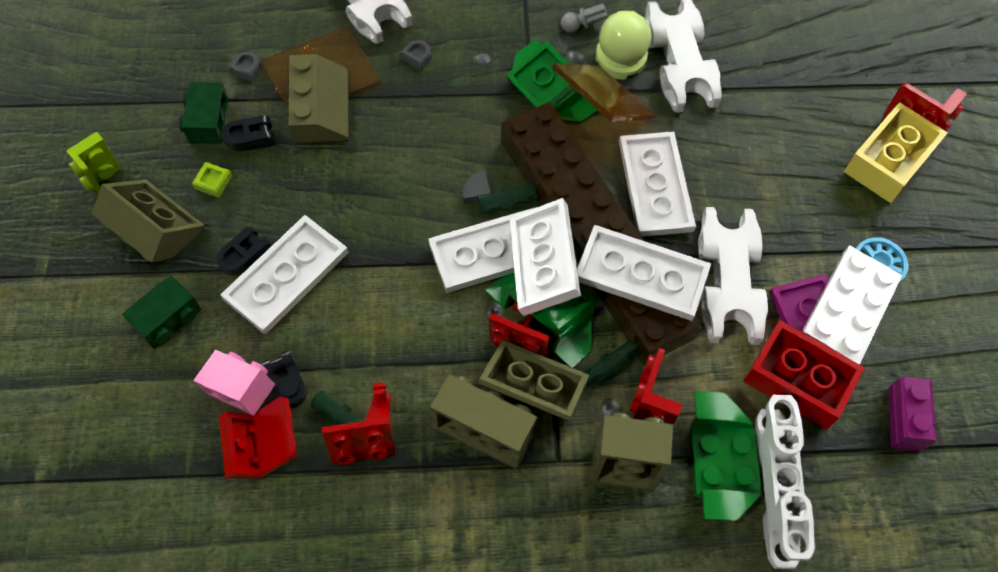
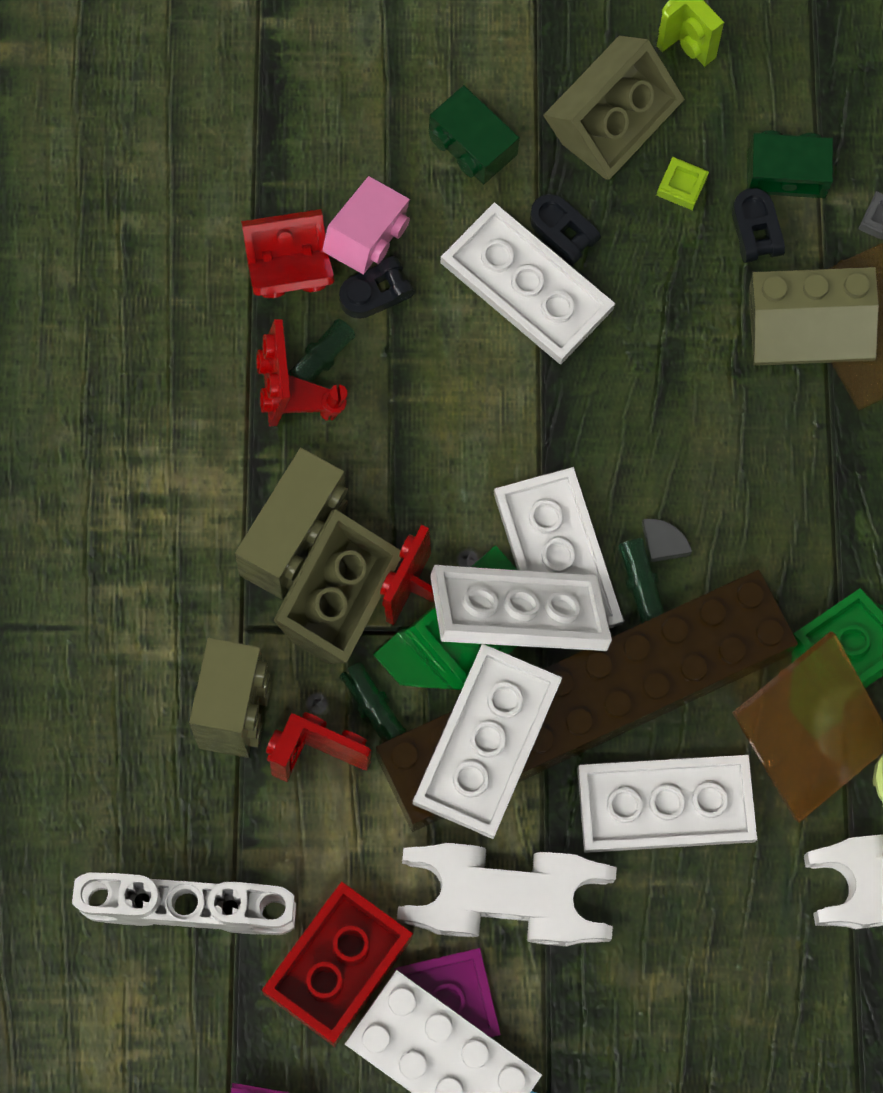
camera: 90 degrees right, 10 degrees up
(723, 457) = (225, 838): green piece -> none

